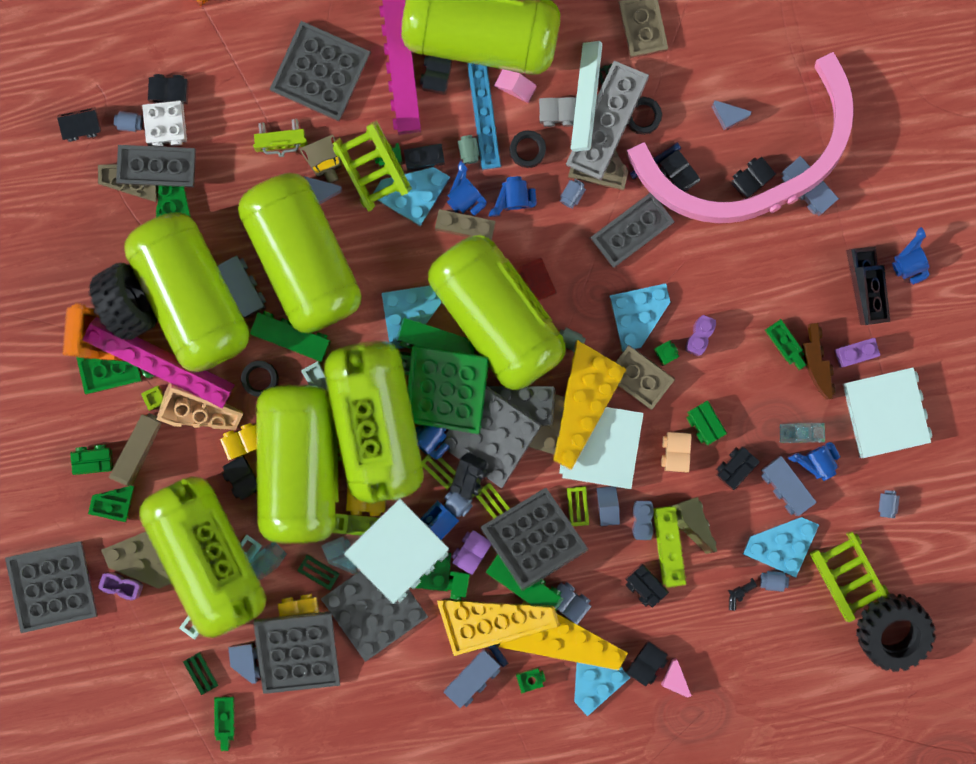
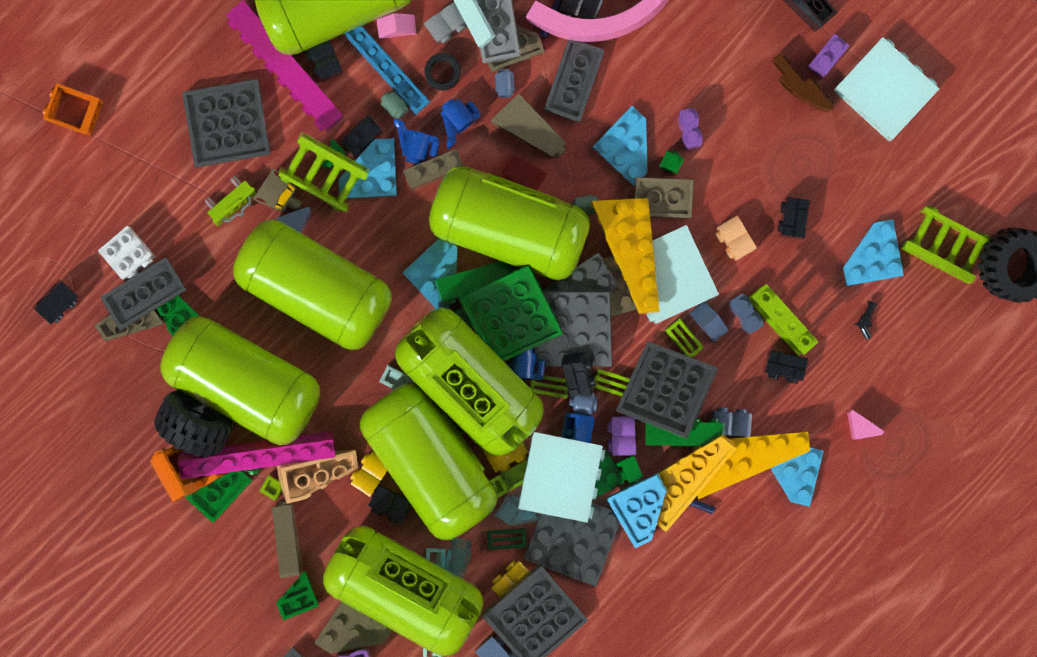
camera: 25 degrees left, 0 degrees up
(91, 461) = (257, 574): green brick -> none
(128, 121) = (95, 272): sand blue brick -> none
(167, 89) = (109, 224): black brick -> none
(242, 286) = (283, 345): sand blue brick -> none
(250, 367) = (335, 414): black tyre -> none
(286, 336) = (350, 361): green brick -> none
(445, 621) = (639, 508): none -> medium azure plate
(472, 679) = (694, 540): sand blue brick -> none
(523, 677) = (735, 509): green brick -> none
(568, 243) = (529, 127): none -> dark tan slope
(647, 663) = (829, 429): black brick -> none
(694, 524) = (791, 288): olive slope -> none
(706, 423) = (743, 198): green brick -> none
(774, 581) = (888, 290): sand blue brick -> none
(786, 344) = (765, 88): green hinge -> none
(787, 486) = (846, 205): sand blue brick -> none
(802, 433) = (828, 153): clear light blue slope -> none
(819, 461) = (858, 166): blue piece -> none
(889, 504) = (939, 163): sand blue brick -> none

